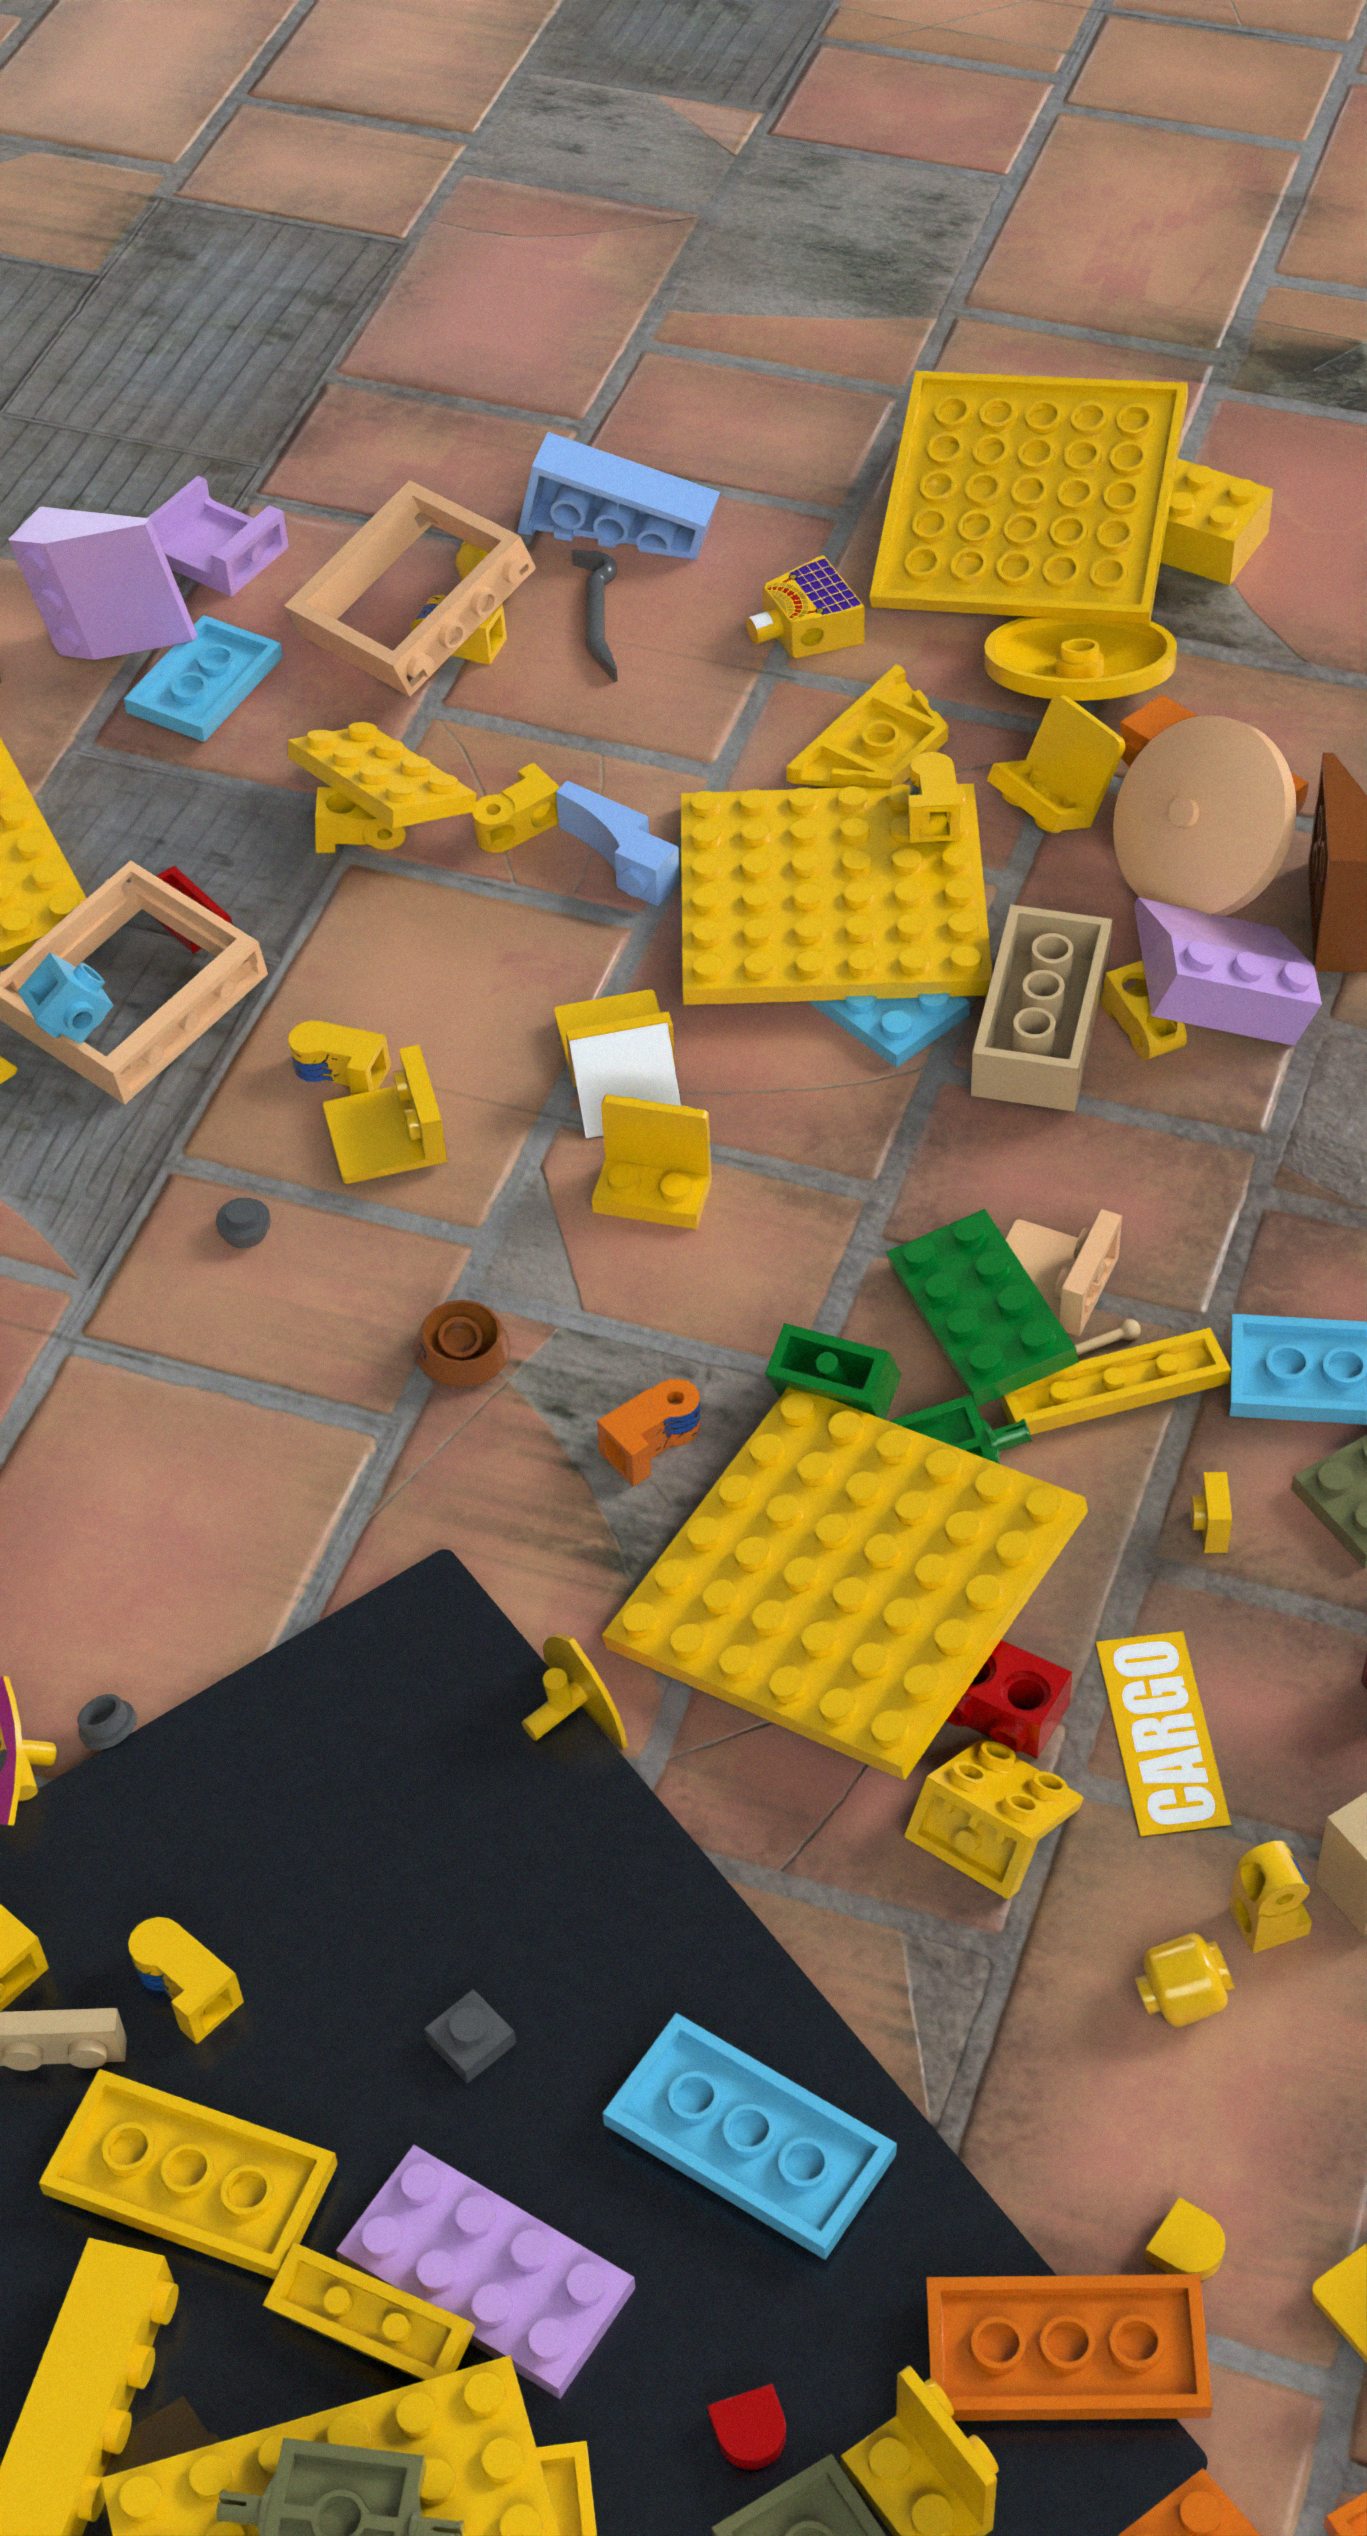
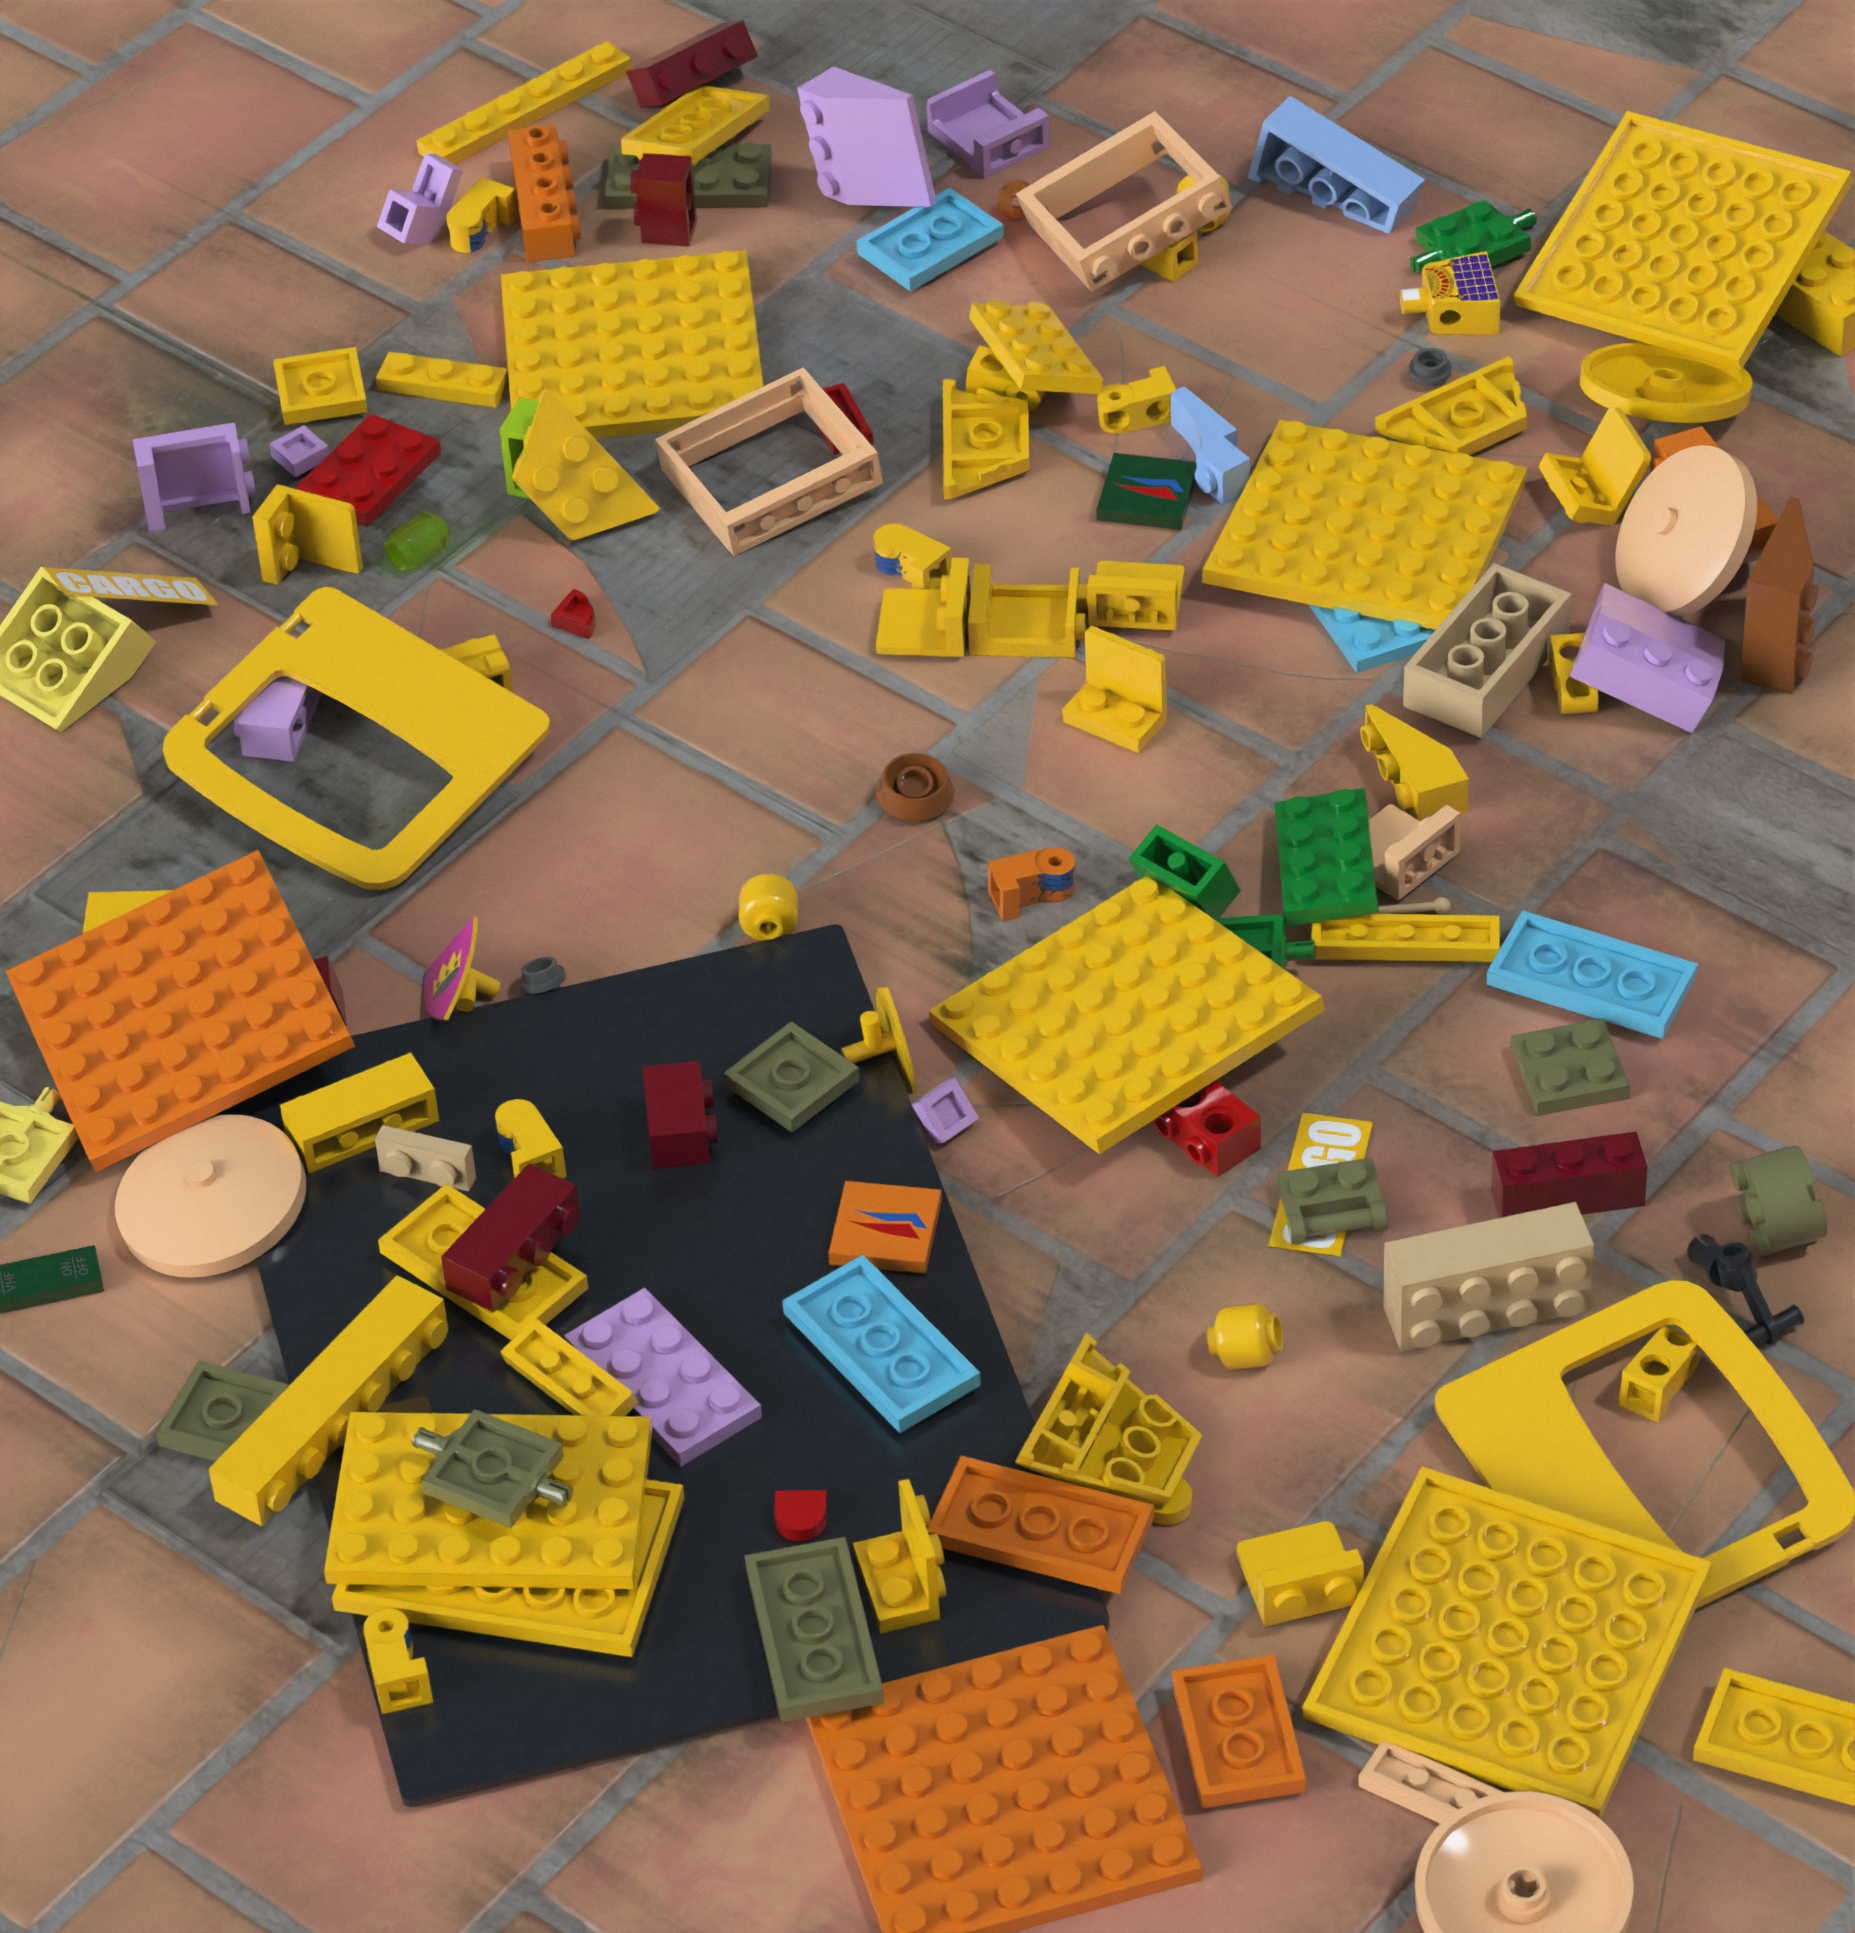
camera: 20 degrees right, 5 degrees down
(65, 998) = (707, 458): medium azure brick -> none
(223, 2136) = (511, 1237): none -> dark red brick
(243, 1222) = (786, 662): dark grey plate -> none
(270, 609) = (1005, 196): none -> clear orange plate
(354, 1552) = (768, 907): none -> yellow head
(359, 894) = (982, 439): none -> yellow wing
(359, 1876) = (677, 1115): none -> dark red brick
(470, 2036) = (714, 1236): dark grey plate -> none
(479, 1780) = (791, 1076): none -> olive plate
(502, 1095) = (1025, 617): none -> yellow panel
(569, 910) = (1147, 491): none -> dark green tile
(604, 572) = (1304, 225): dark grey piece -> none
(623, 1065) = (1129, 612): white sticker -> none
(680, 1958) = (886, 1225): none -> orange tile
(682, 1769) = (945, 1111): none -> lavender plate
(788, 540) = (1473, 231): none -> green plate
(814, 696) = (1430, 367): none -> dark grey plate
(933, 799) = (1477, 475): yellow leg -> none
(989, 1814) = (1152, 1192): yellow bracket -> none
(1031, 1168) = (1419, 767): none -> yellow slope
(1084, 2180) = (1109, 1433): none -> yellow wedge
(1185, 1740) = (1331, 1199): none -> olive plate
(1213, 1512) = (1432, 1043): yellow plate -> none
(1269, 1897) = (1333, 1299): yellow leg -> none

